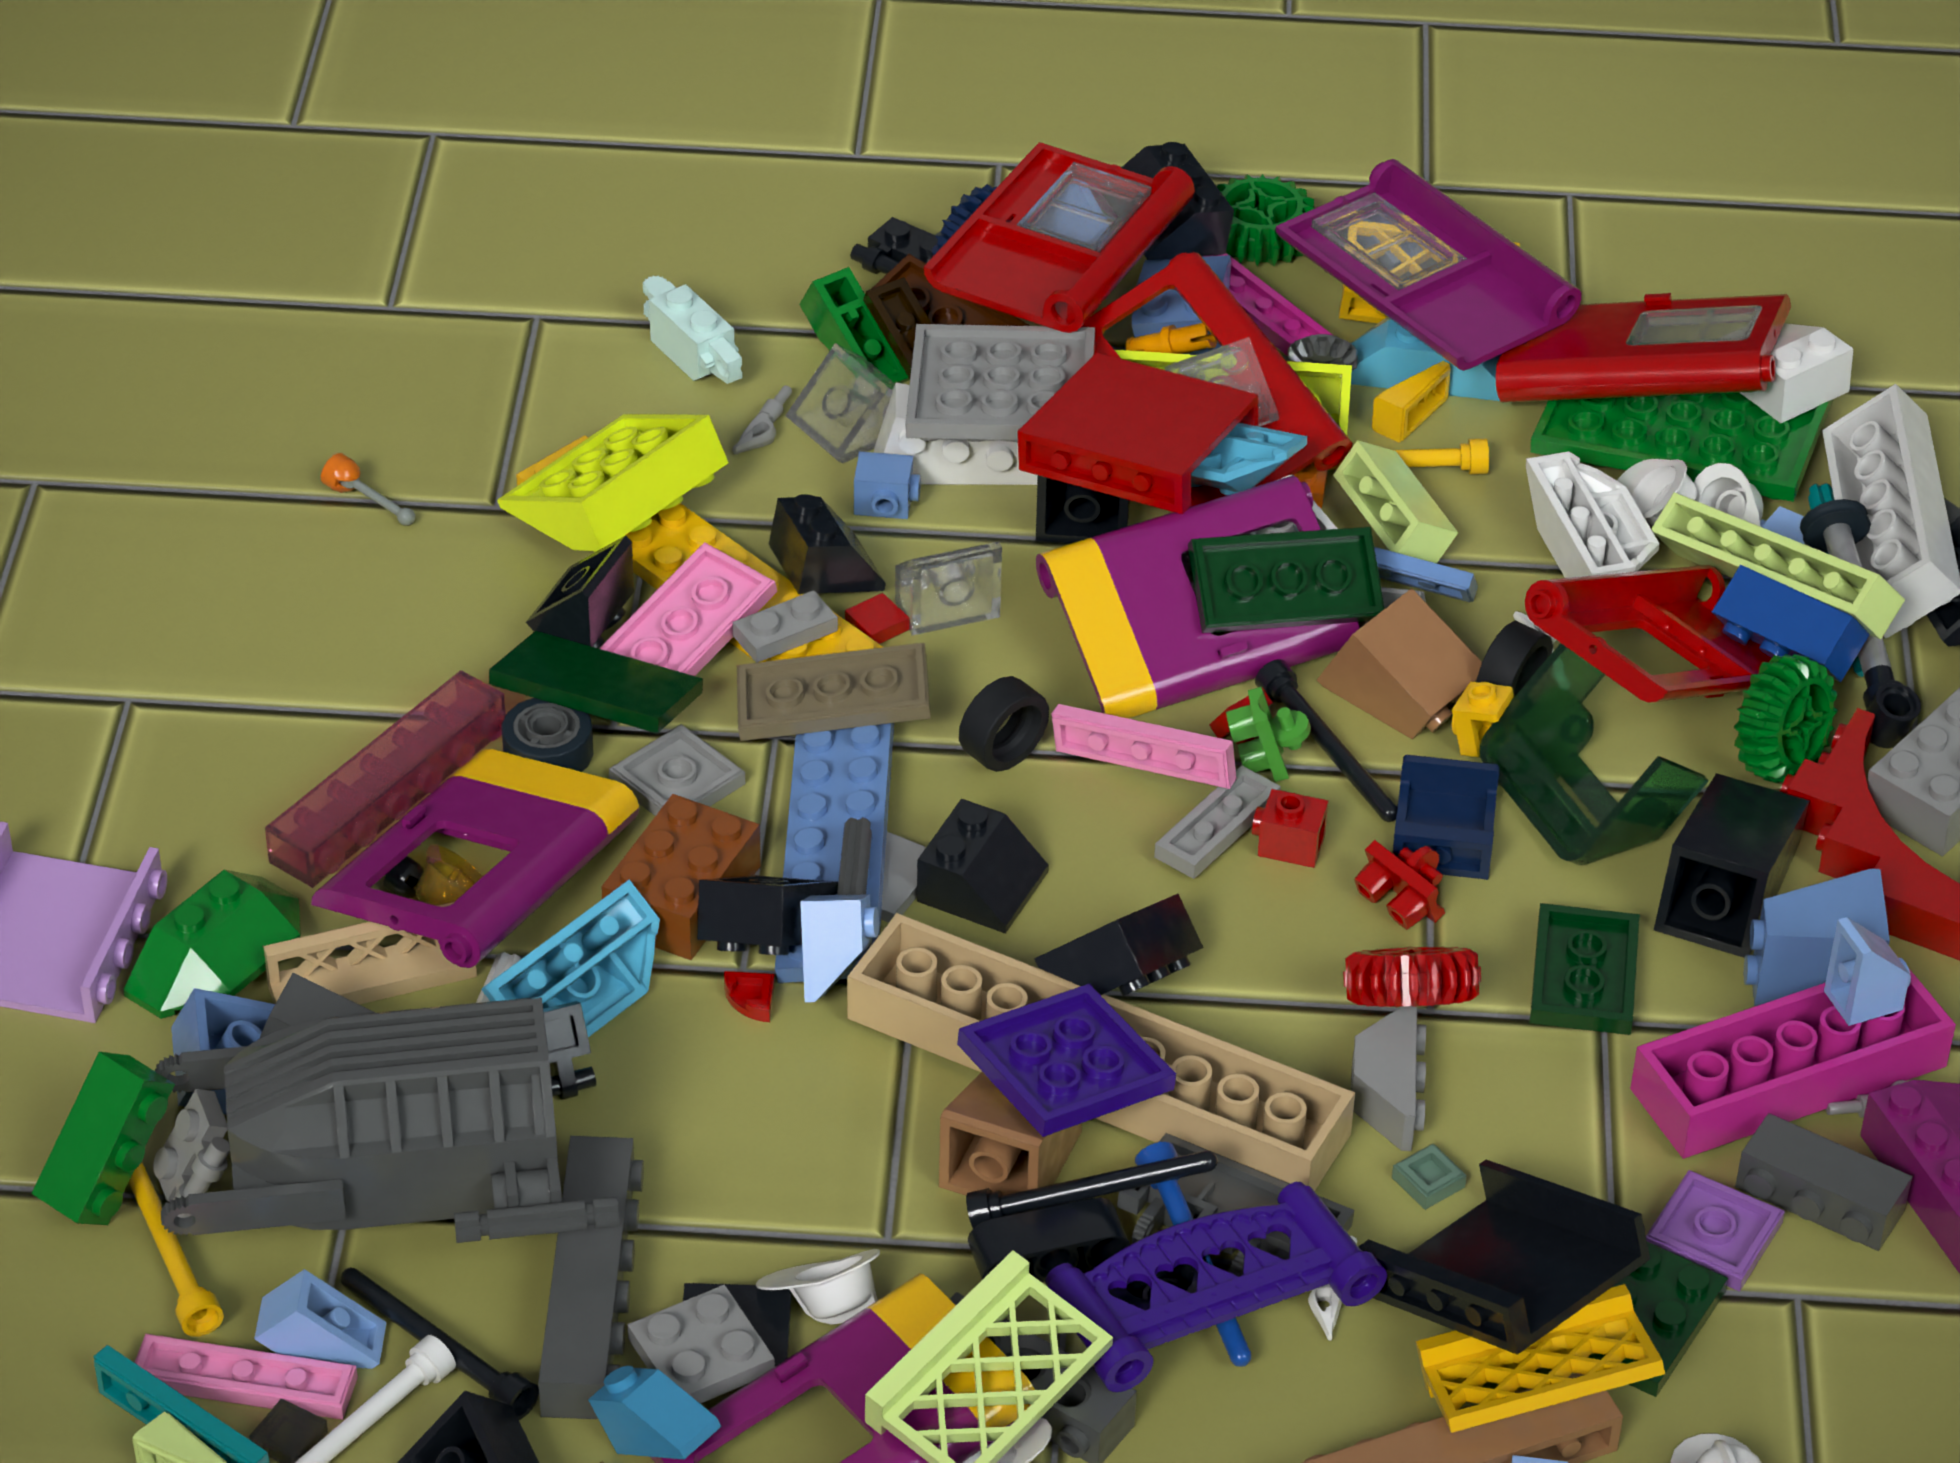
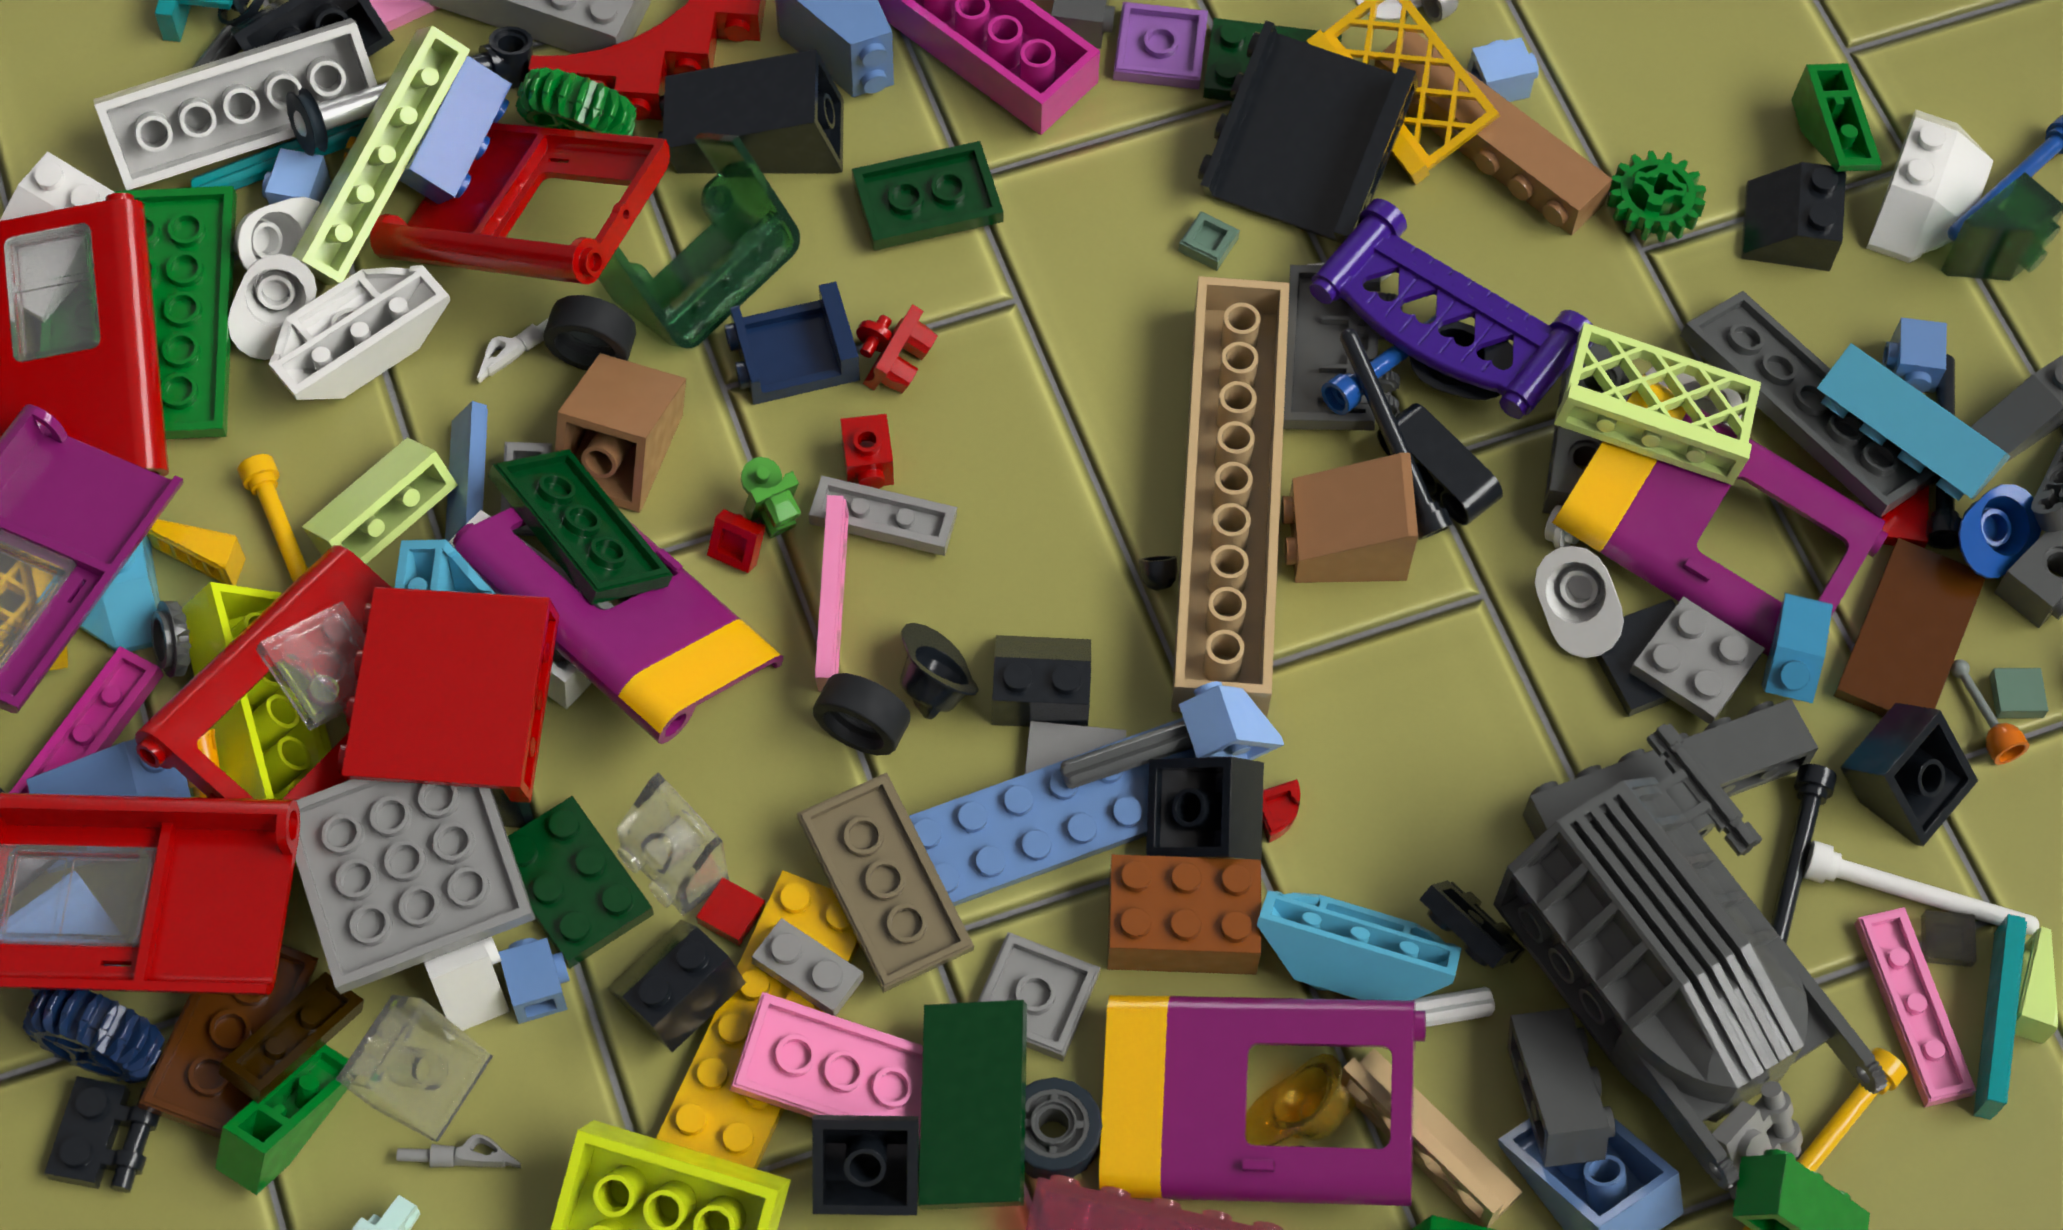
camera: 115 degrees left, 20 degrees up
(319, 1323) = (1848, 961): light blue slope -> none
(966, 525) = (576, 882): none -> dark green plate
(1035, 795) = (934, 671): none -> black piece
(1066, 1059) = (1304, 468): dark purple plate -> none
(1128, 950) = (1116, 506): black slope -> none
(1281, 685) = (672, 530): black piece -> none
(1389, 1076) = (1124, 290): light grey slope -> none
(1412, 976) = (1047, 288): red gear -> none
(1475, 713) = (661, 341): yellow bracket -> none

